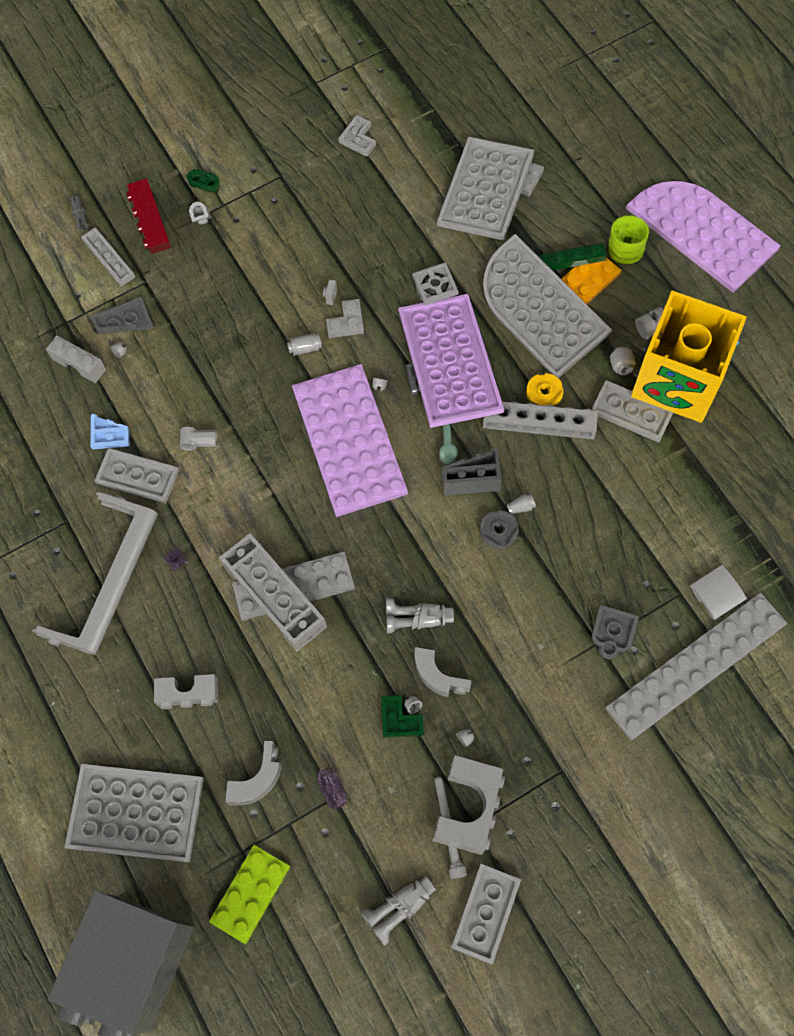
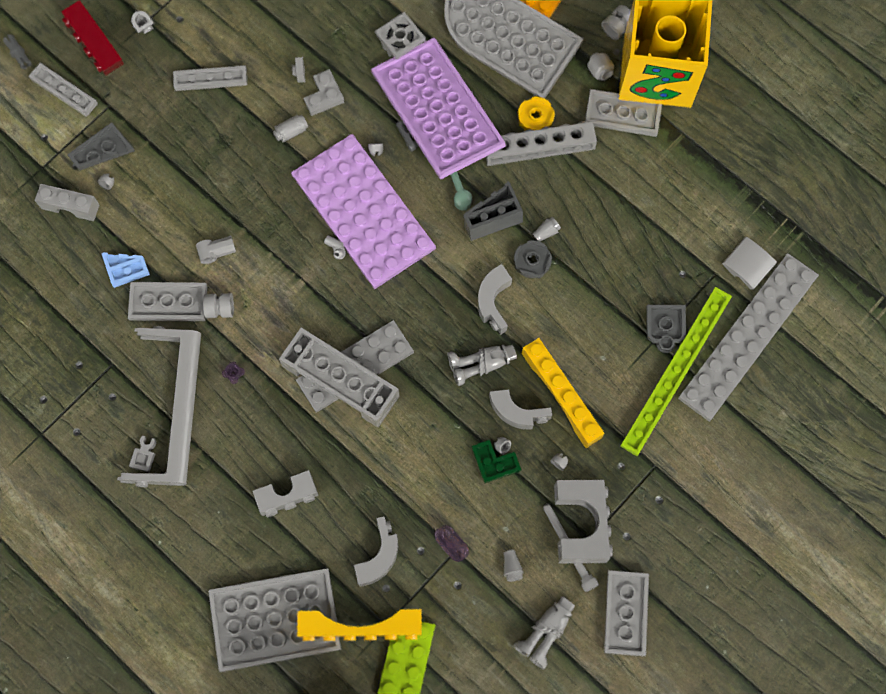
camera: 20 degrees left, 5 degrees up
(64, 617) = (143, 458): none -> light grey plate
(180, 491) = (218, 305): none -> light grey wheel
(245, 279) = (210, 78): none -> light grey plate
(254, 854) = (404, 623): none -> yellow arch
(313, 469) = (338, 247): none -> light grey arm
(384, 832) = (512, 567): none -> light grey cone
(449, 544) = (491, 286): none -> light grey arch
(489, 670) = (572, 405): none -> yellow arch
(610, 680) = (676, 371): none -> lime plate

